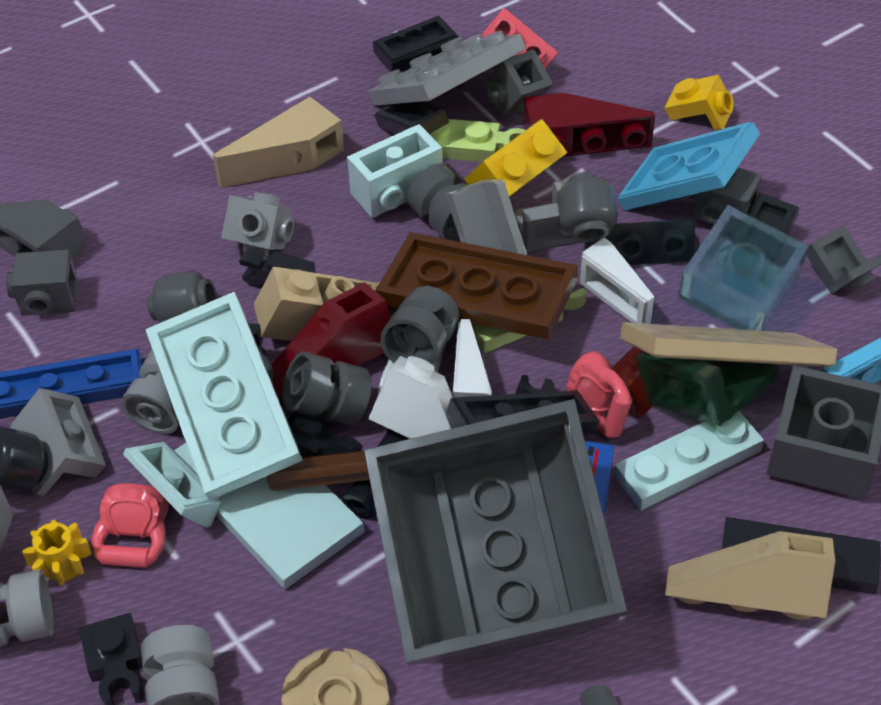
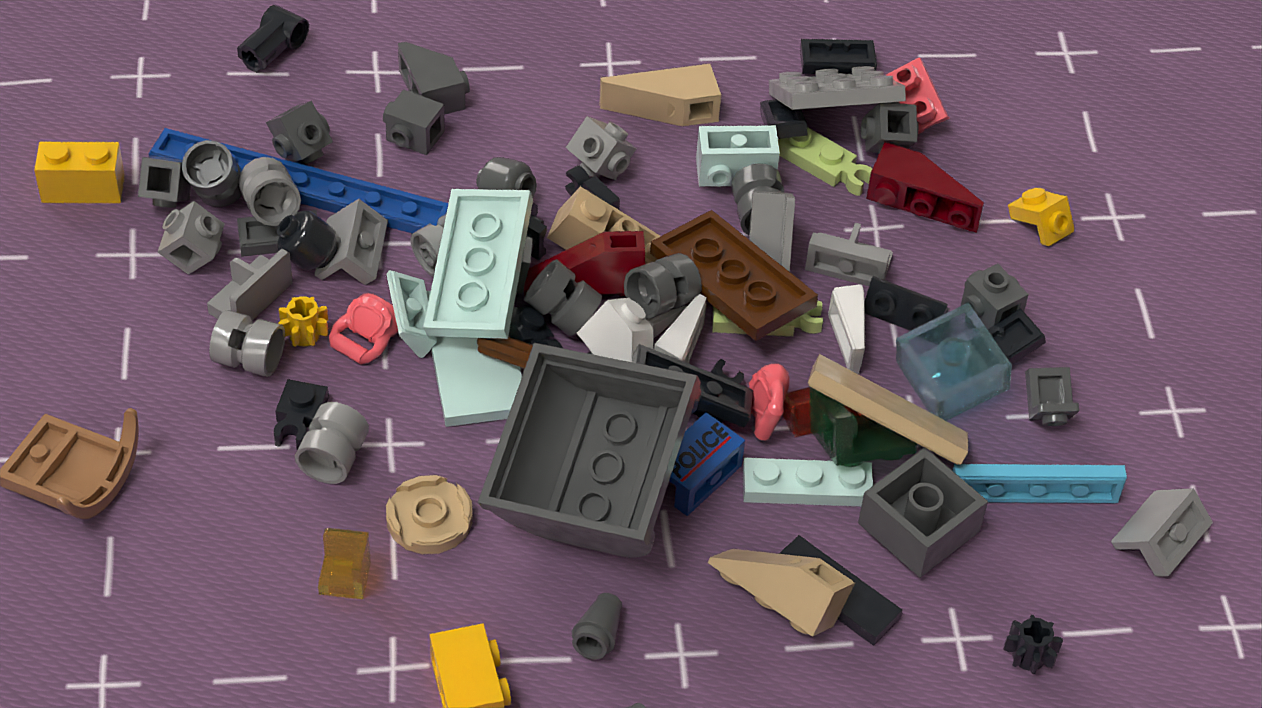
camera: 25 degrees right, 0 degrees up
(521, 159) = (837, 195): yellow brick -> none
(587, 207) = (857, 253): dark grey head -> none
(689, 166) = (974, 259): medium azure tile -> none

